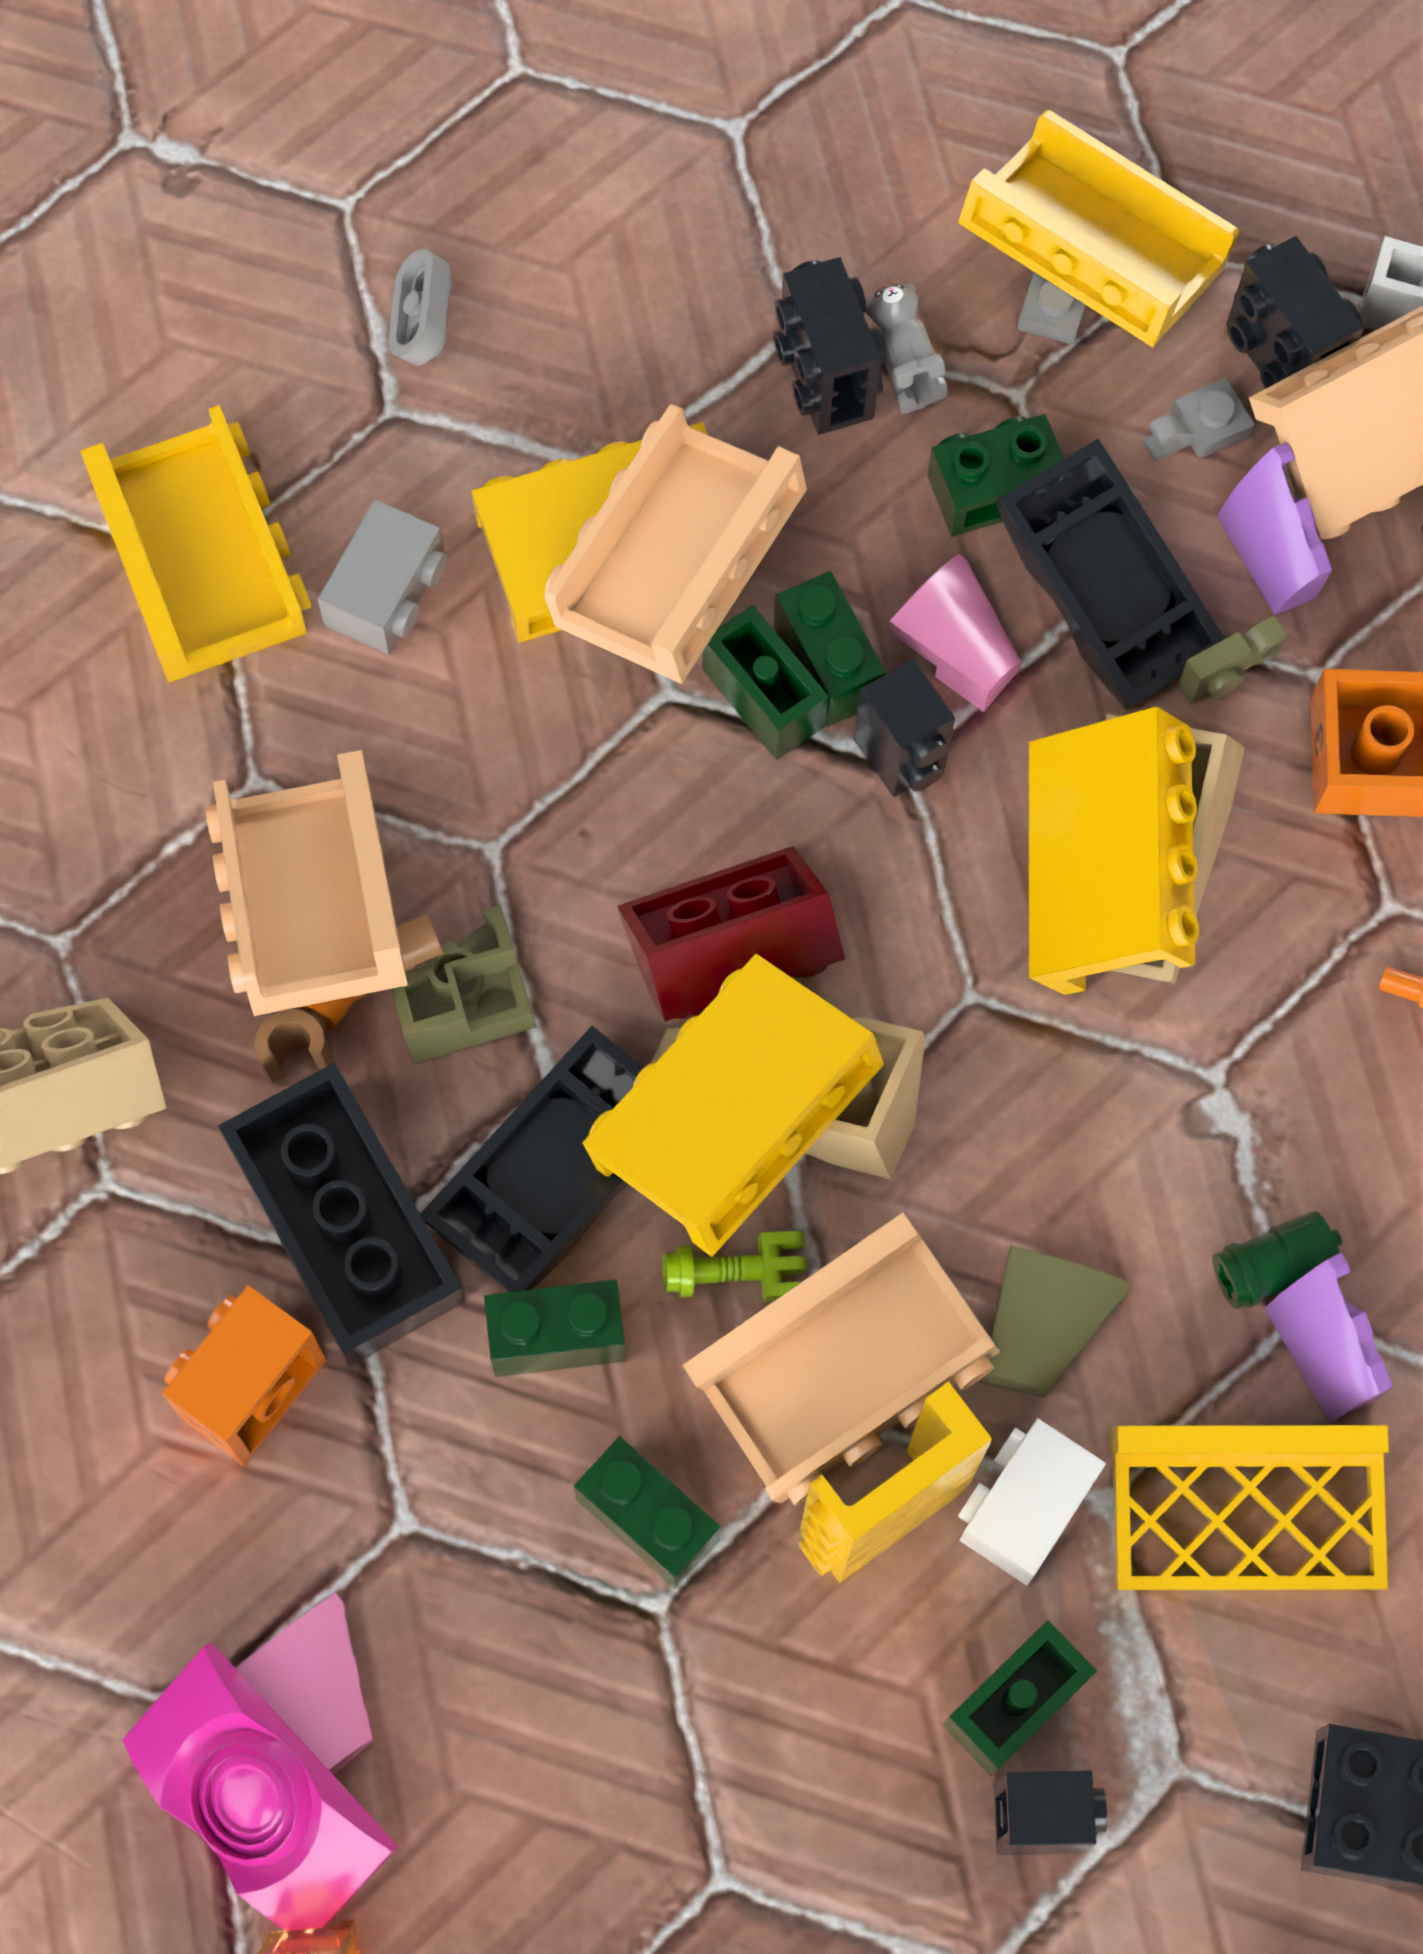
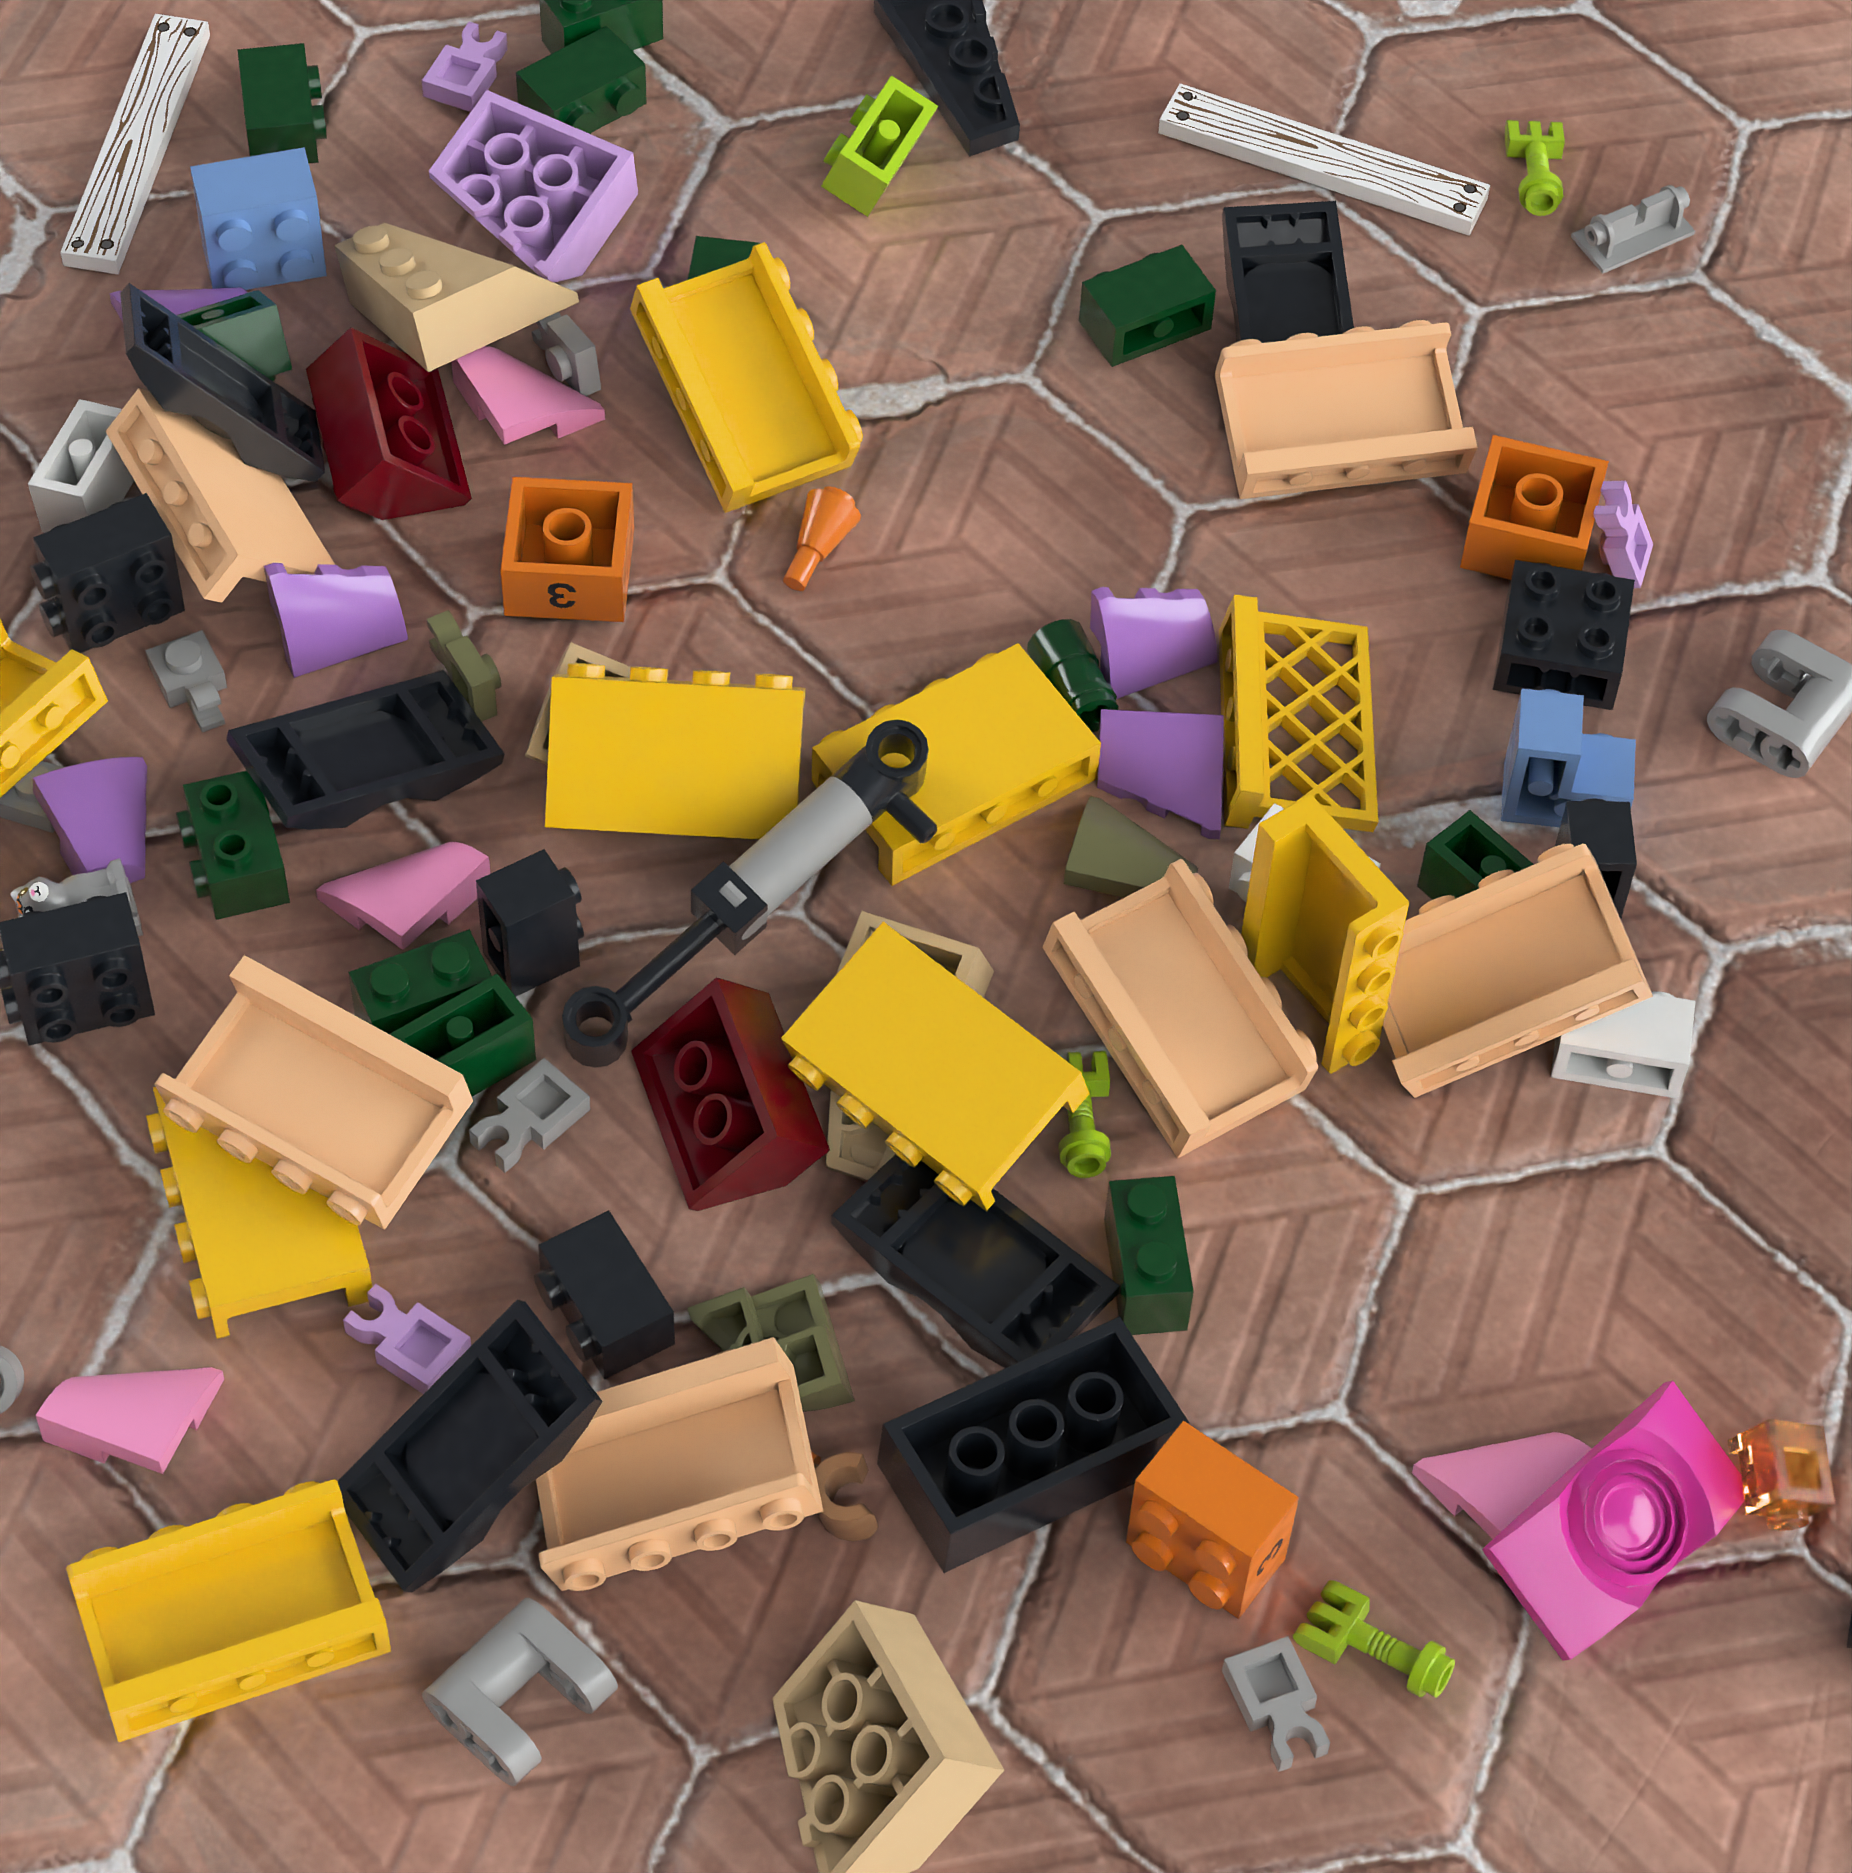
camera: 90 degrees left, 15 degrees down
(89, 1445) = (1276, 1694): none -> light grey plate
(107, 1592) = (1427, 1669): none -> lime hinge
(109, 740) = (496, 1667): none -> light grey connector
(326, 709) = (468, 1448): none -> black slope
(383, 577) = (294, 1413): light grey brick -> none
(389, 448) = (128, 1414): none -> bright pink slope
(460, 673) = (411, 1345): none -> lavender plate
(507, 828) = (605, 1295): none -> black brick
(647, 1512) = (1328, 1181): dark green brick -> none
(711, 761) = (532, 1108): none -> light grey plate
(843, 1843) = (1632, 1049): none -> white brick
(886, 1699) = (1508, 969): none -> light nougat panel
(947, 926) = (739, 897): none -> black piece
(1020, 358) = (98, 813): none -> medium lavender slope
(1152, 1137) = (995, 754): none -> yellow panel
(1172, 1360) = (1165, 763): none -> medium lavender slope
(1186, 1799) = (1557, 763): none -> medium blue brick

